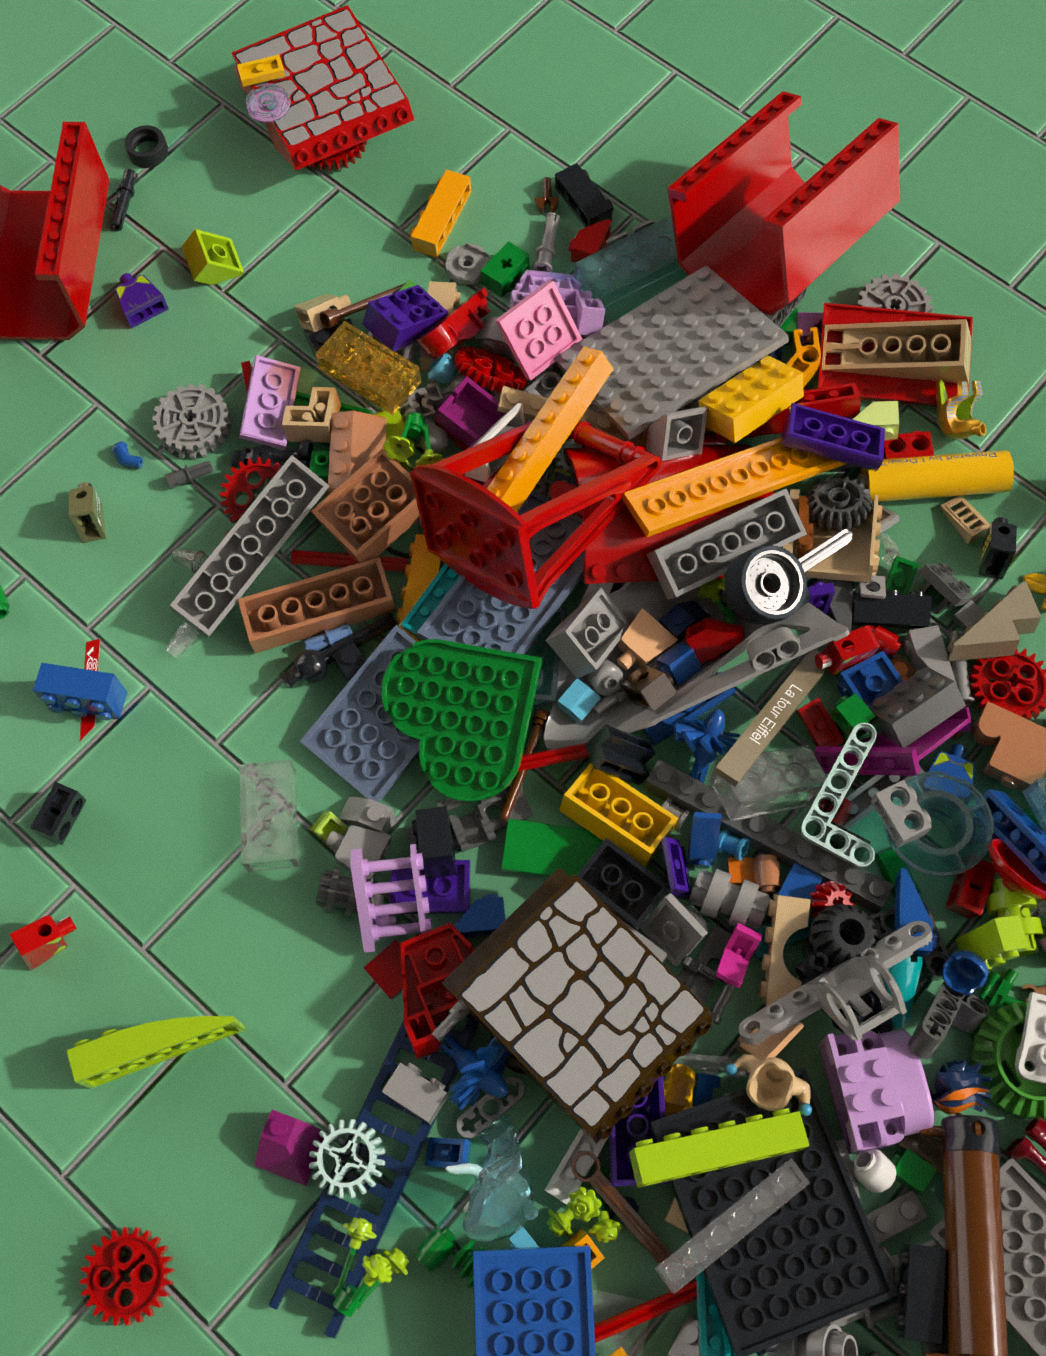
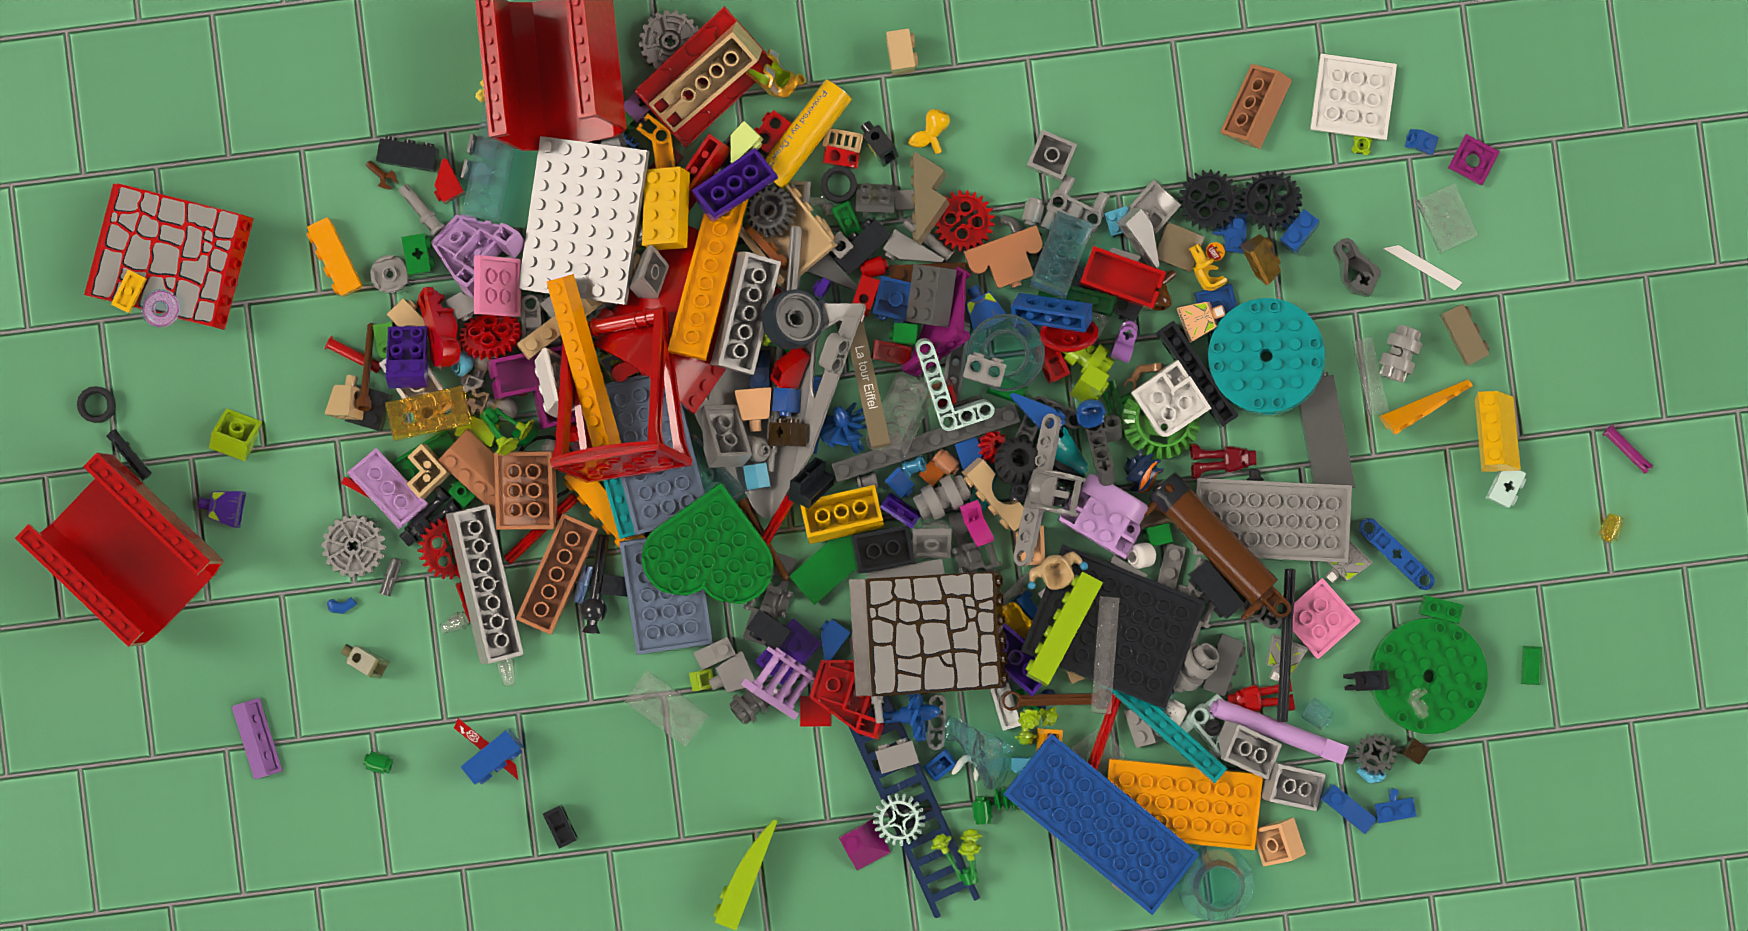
camera: 55 degrees left, 20 degrees up
(42, 939) = (631, 898): red torso -> none
(365, 279) = (350, 353): none -> red pin
(929, 531) = (838, 170): none -> black tyre
(948, 526) = (840, 157): none -> red leg

